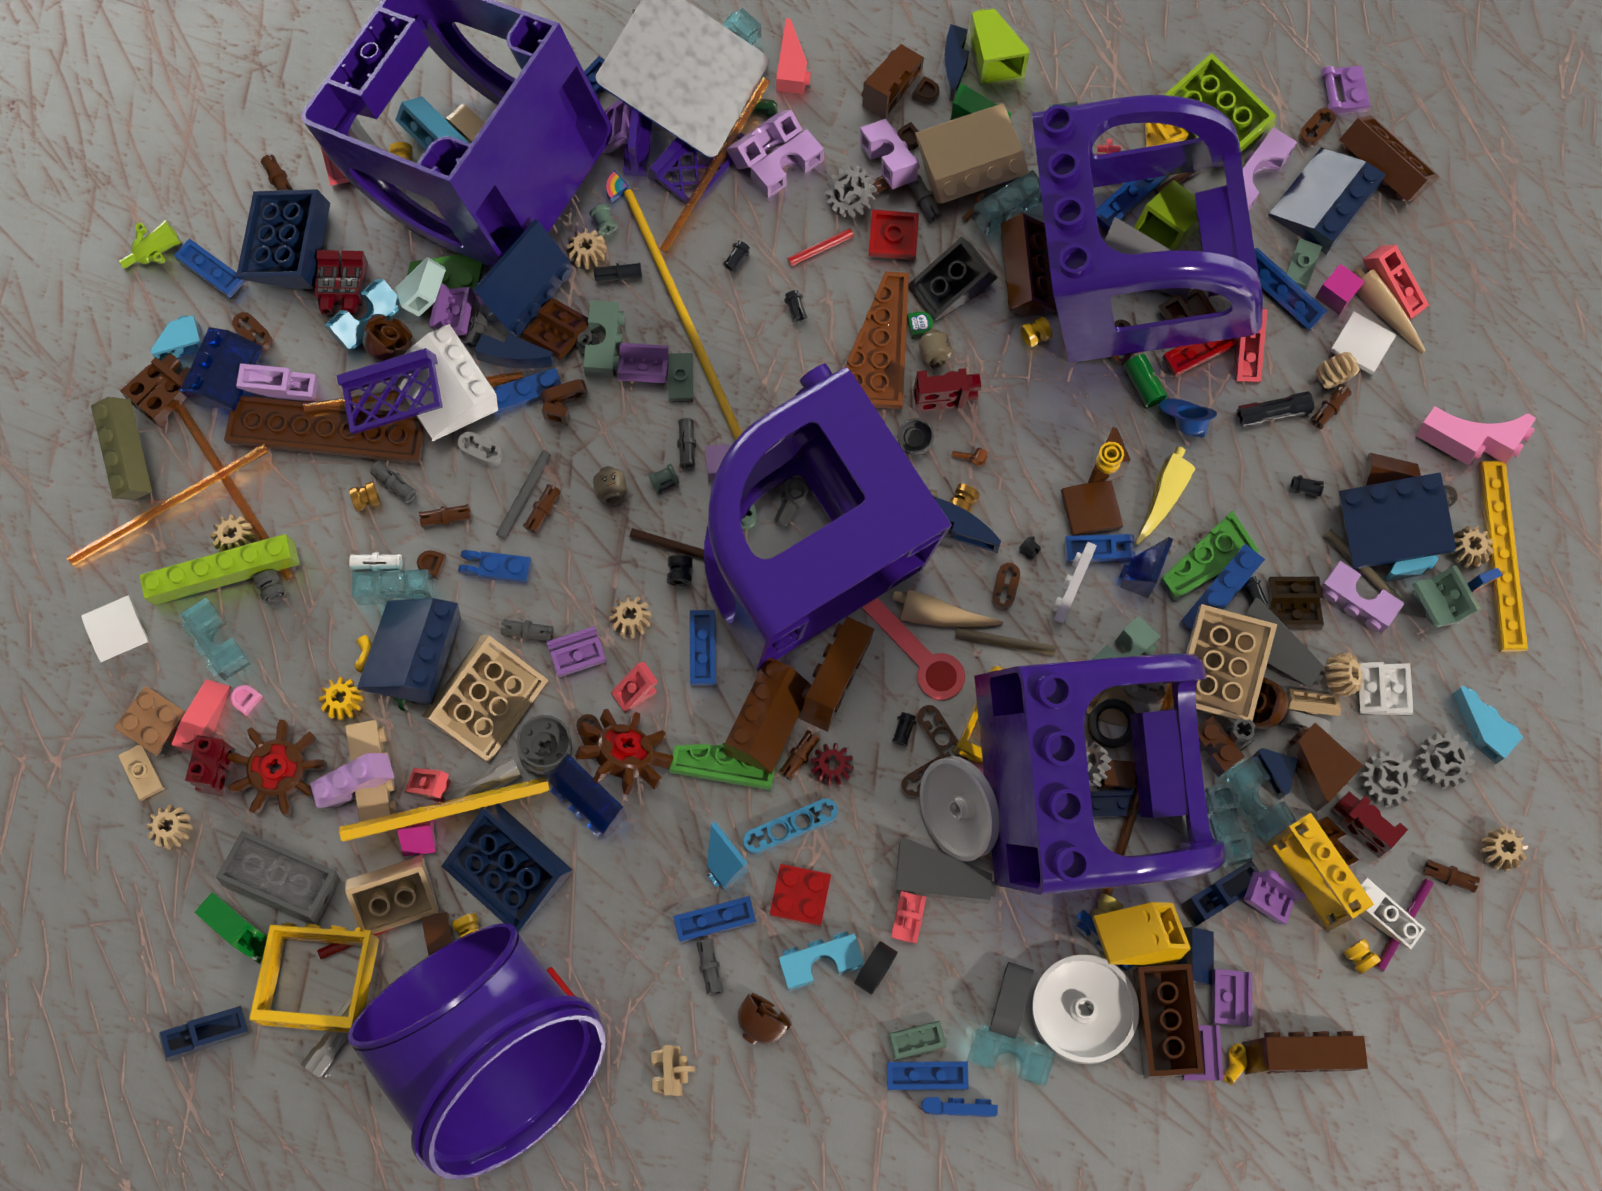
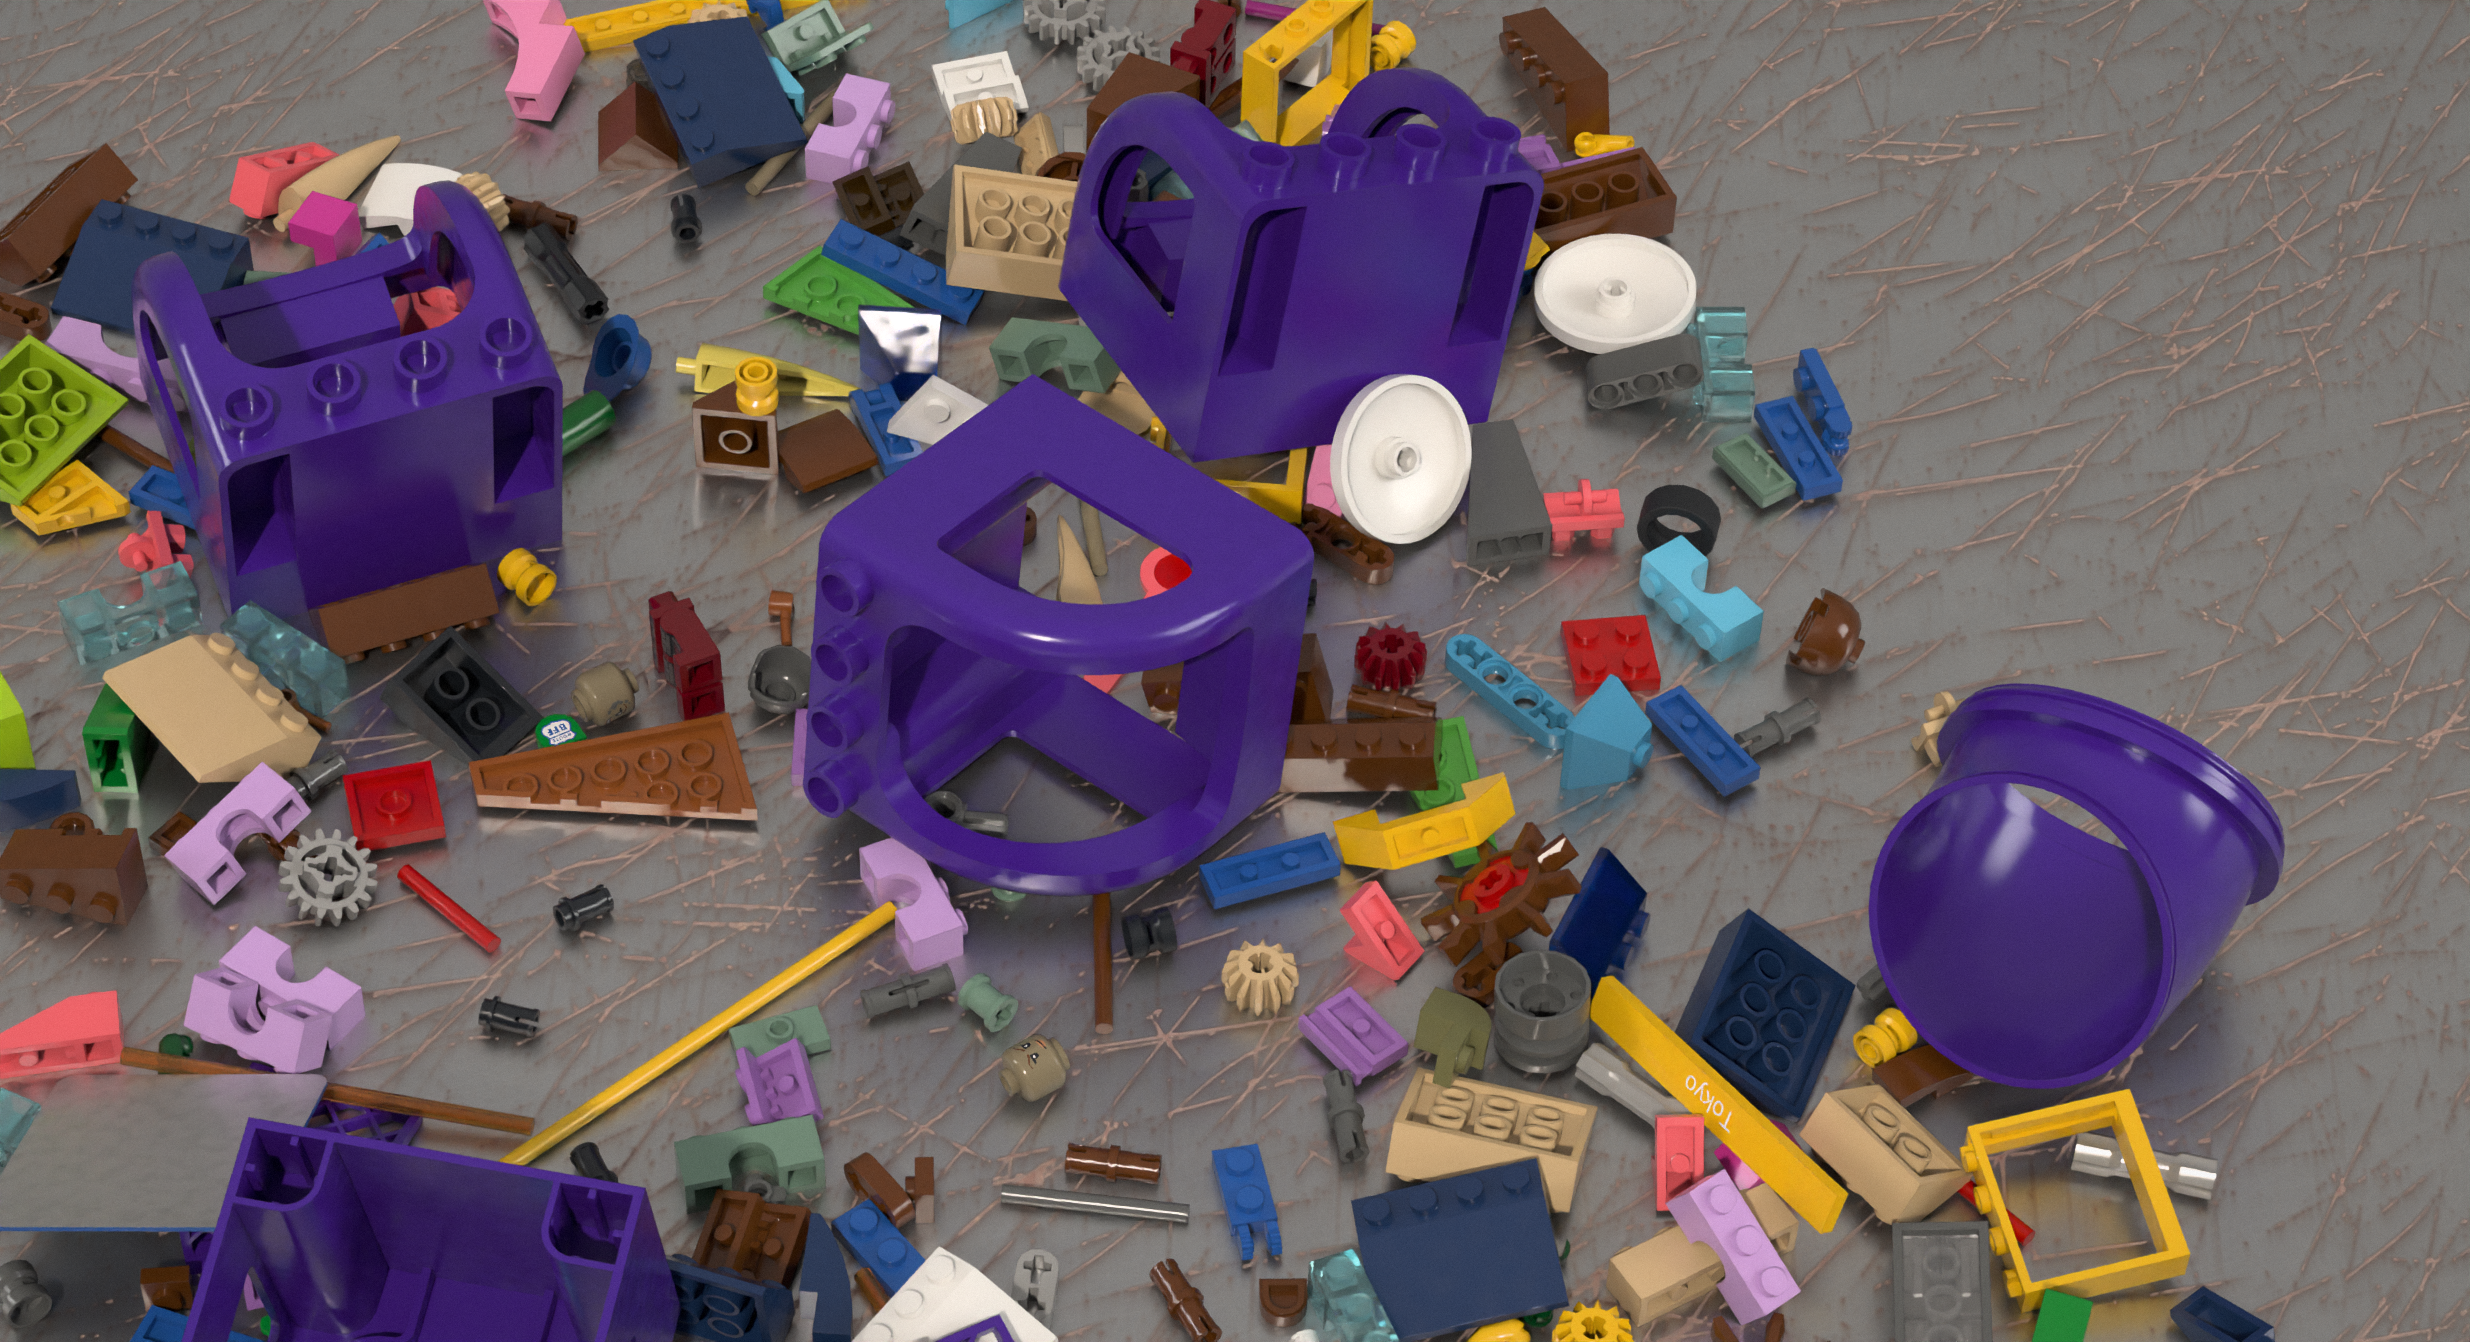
camera: 110 degrees left, 25 degrees down
(555, 703) = (1455, 1031): none -> olive brick
(685, 761) = (1429, 832): none -> yellow slope

